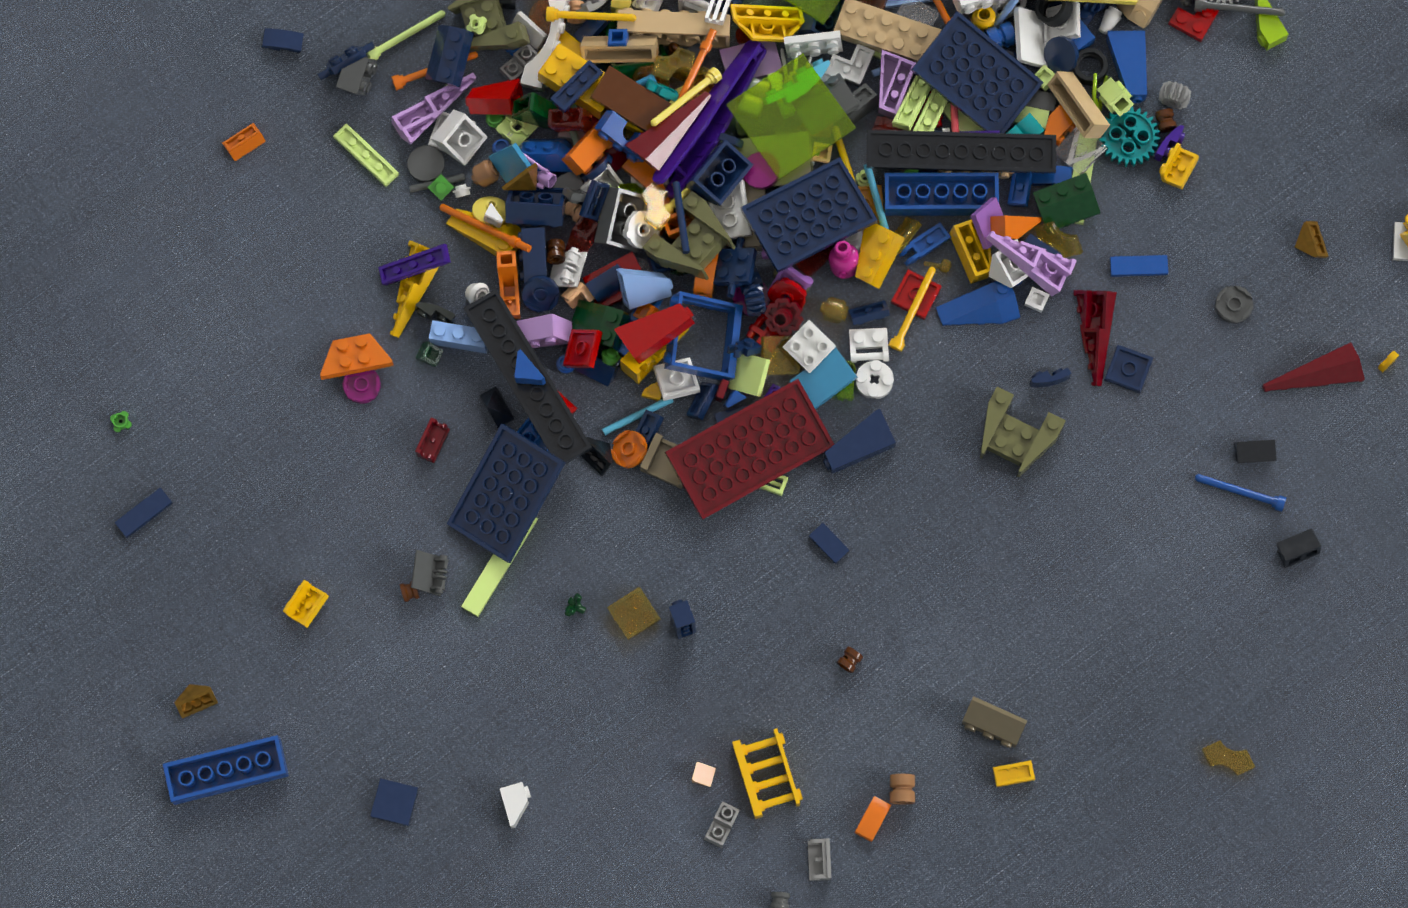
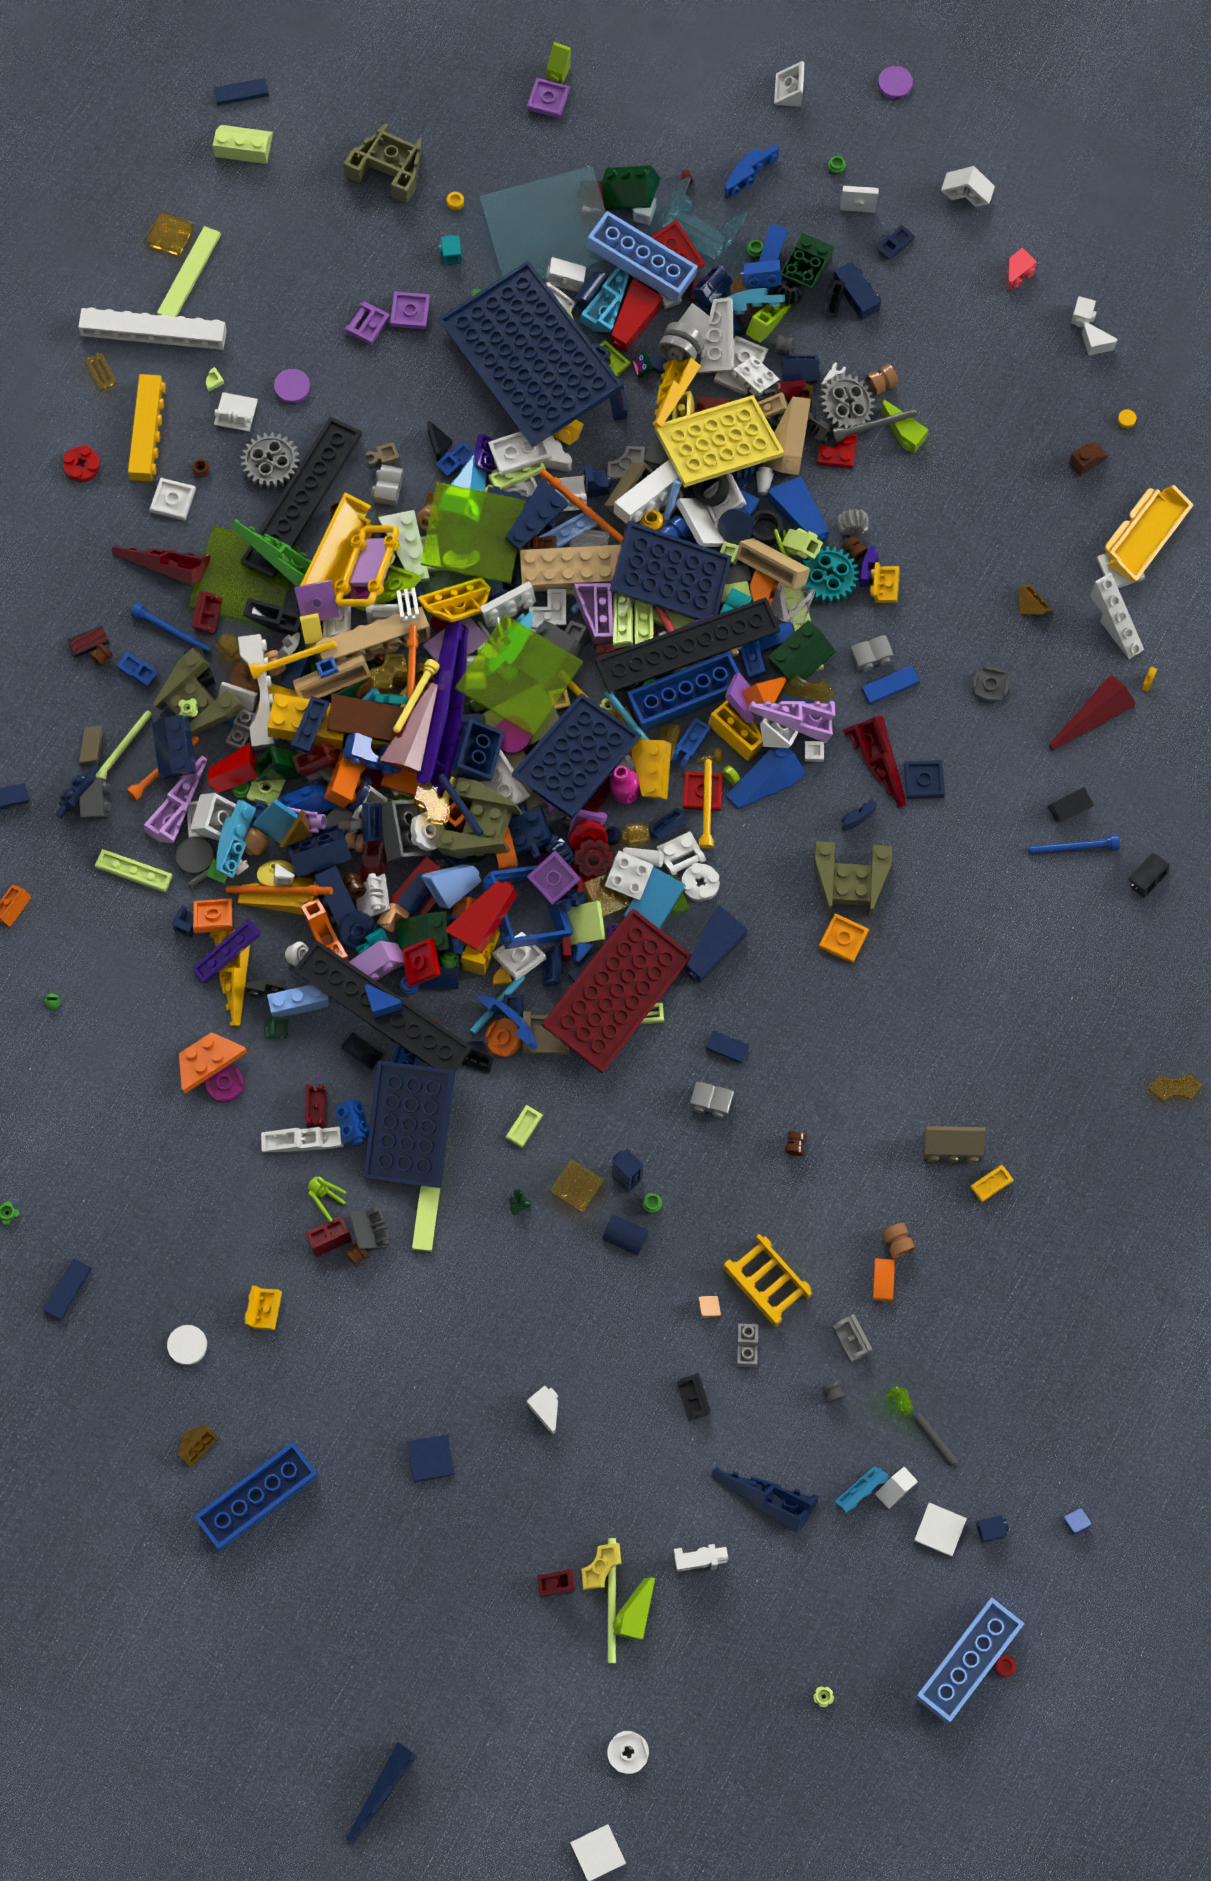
camera: 30 degrees left, 5 degrees down
(225, 608) = (187, 1345): none -> white tile
(241, 249) = (52, 1004): none -> bright green hinge
(378, 22) = (91, 745): none -> dark tan slope
(391, 221) = (183, 922): none -> dark blue panel
(391, 564) = (328, 1236): none -> dark red hinge
(402, 516) = (319, 1187): none -> lime plant
(407, 466) = (301, 1139): none -> white slope
(417, 226) = (212, 915): none -> orange tile
(457, 469) = (352, 1122): none -> blue brick
(462, 165) = (231, 839): none -> medium azure slope
(551, 308) = (378, 935): none -> teal plate
(611, 538) = (524, 1126): none -> yellowish green tile
(647, 452) = (523, 1032): none -> blue slope
(652, 850) = (693, 1397): none -> black hinge
(657, 676) = (625, 1234): none -> dark blue brick
(695, 658) = (652, 1203): none -> bright green plate
(737, 320) = (553, 877): none -> medium lavender tile
(791, 586) = (711, 1099): none -> light grey brick
(813, 302) = (614, 835): none -> dark blue plate
(840, 339) = (651, 856): none -> white brick
(948, 291) = (731, 775): none -> lime tile
(983, 487) = (843, 938): none -> light orange tile
(1134, 228) = (872, 653): none -> light grey brick
(1383, 288) = (1116, 616): none -> white slope

